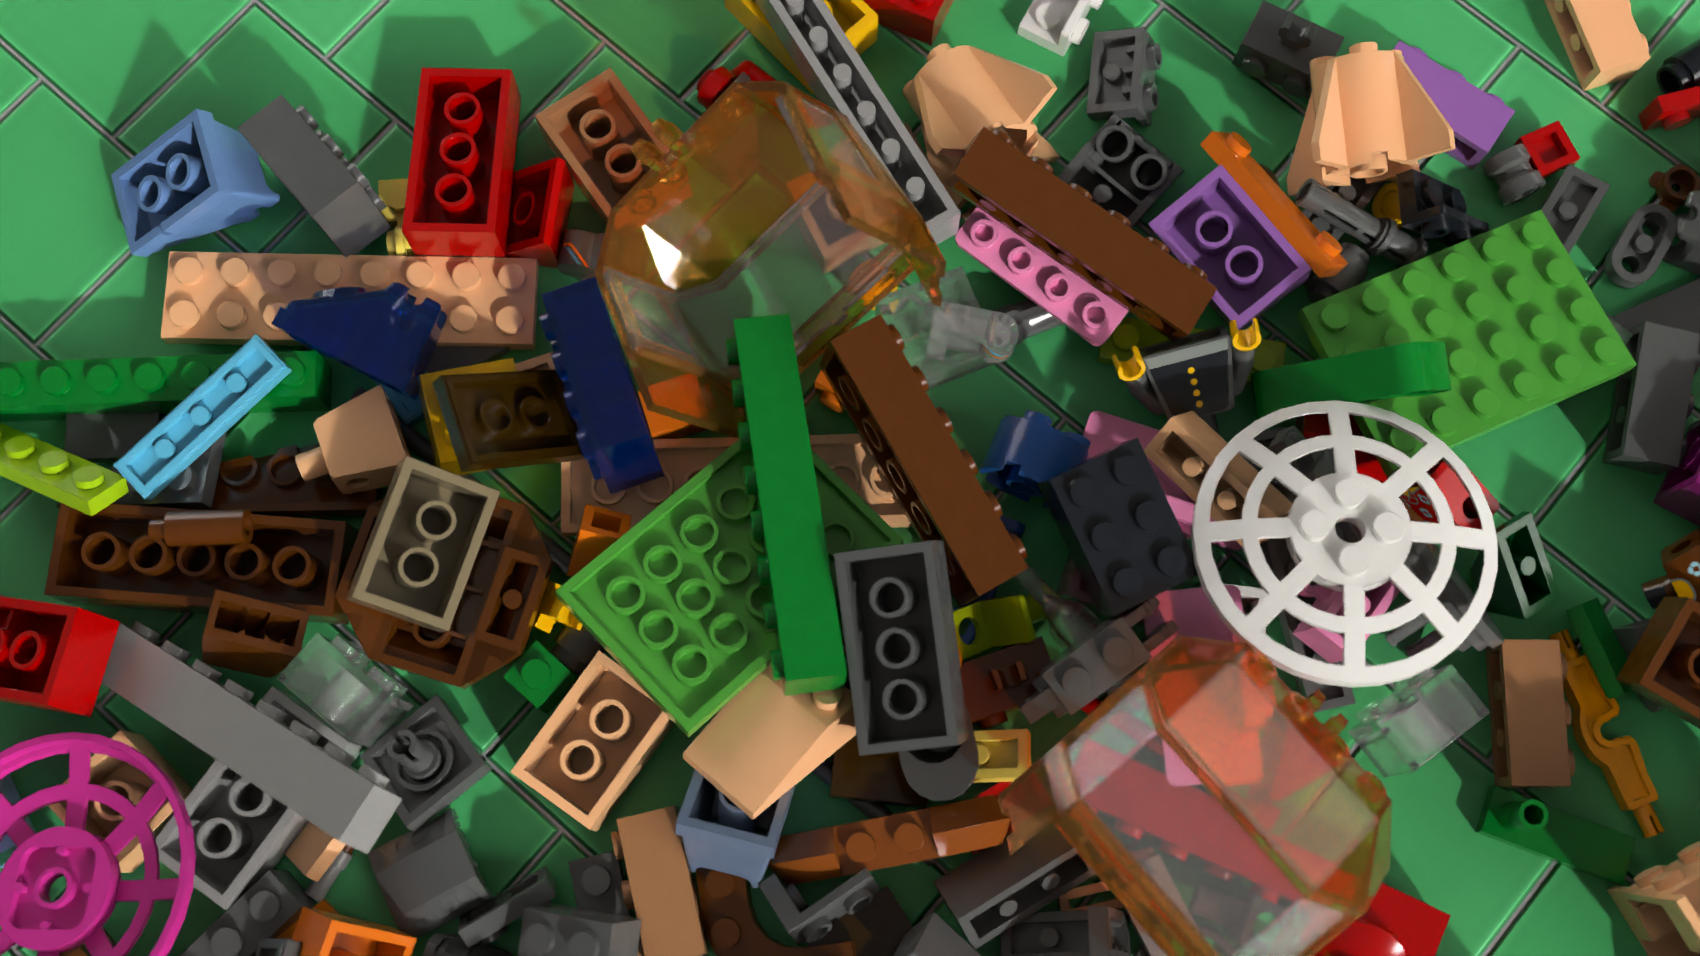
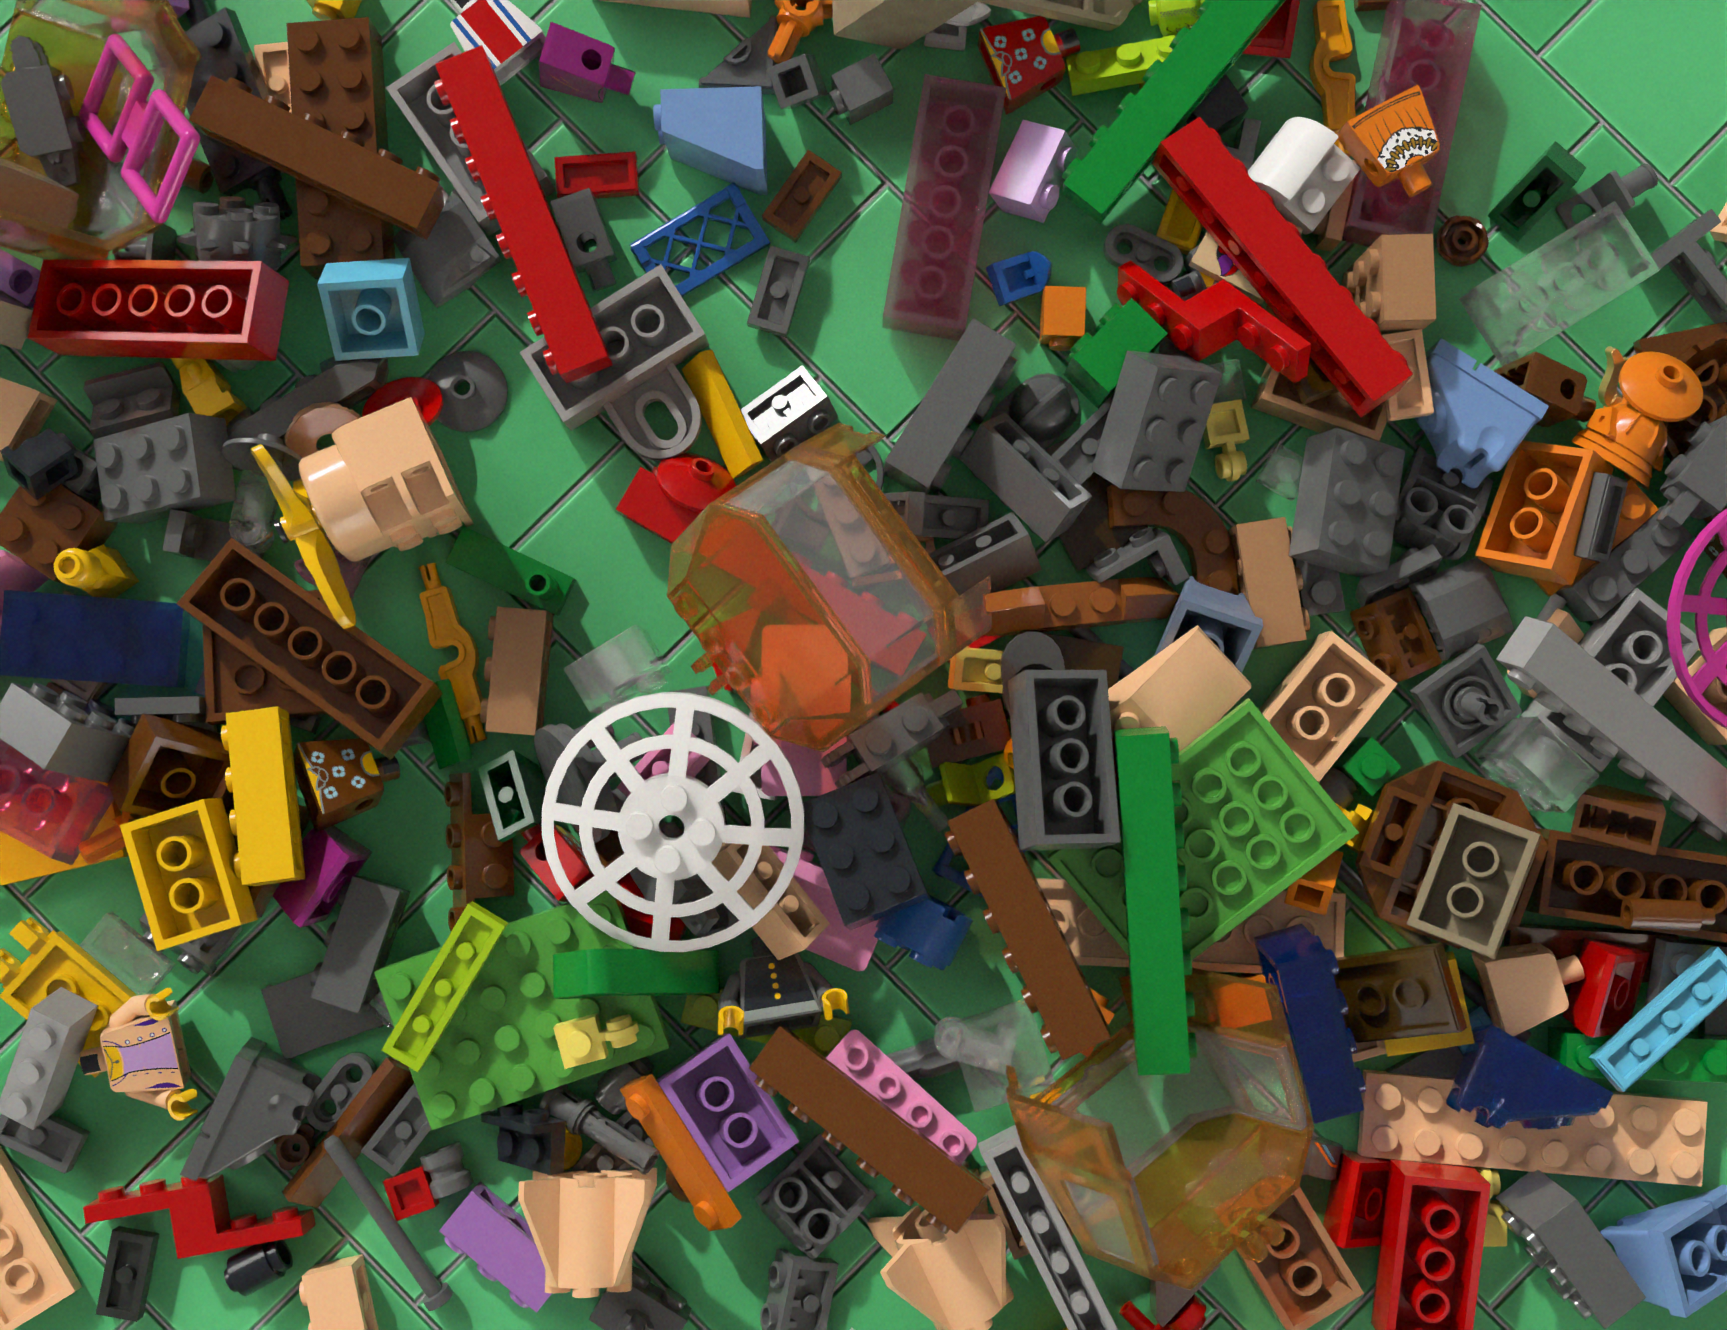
camera: 175 degrees left, 10 degrees up
(265, 449) = (1610, 987): none -> red slope
(507, 833) = (1396, 636): none -> reddish brown bracket
(1395, 305) = (584, 1039): none -> light yellow plate
(1502, 55) = (436, 1293): none -> dark grey bar
(1537, 487) = (479, 861): none -> reddish brown bracket
(1561, 351) = (444, 986): none -> lime plate
(1625, 200) = (354, 1128): none -> reddish brown tile

